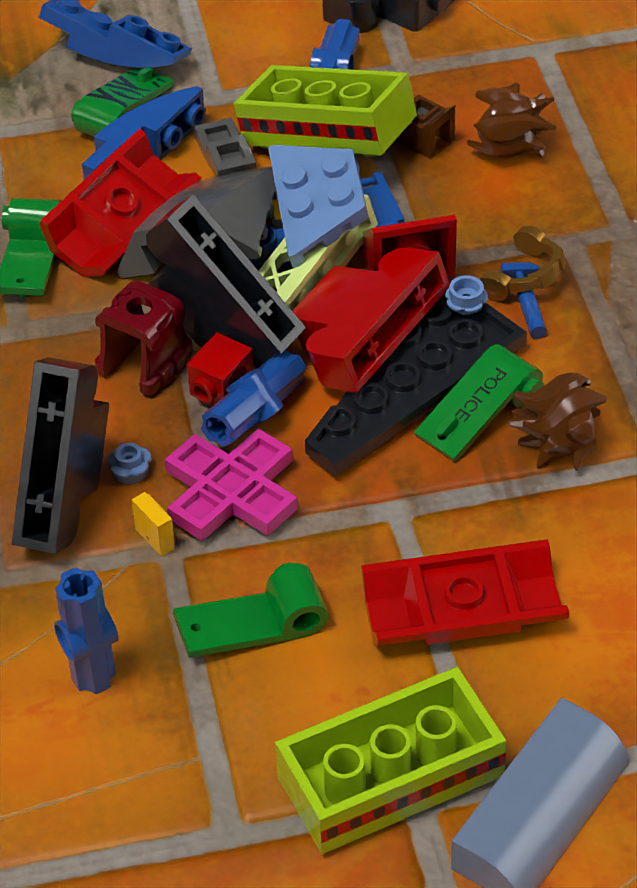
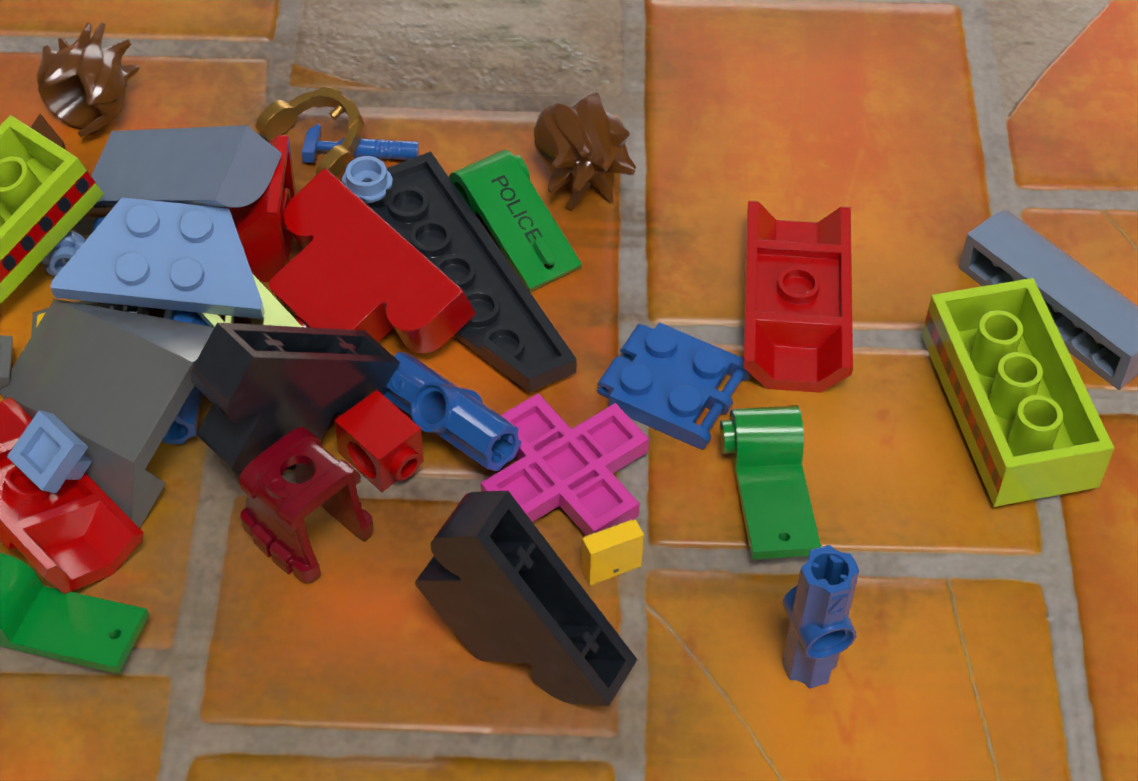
camera: 80 degrees left, 5 degrees up
(137, 195) = (50, 453): none -> medium blue tile
(345, 535) = (670, 380): none -> blue plate
(412, 185) = (186, 166): none -> sand blue brick

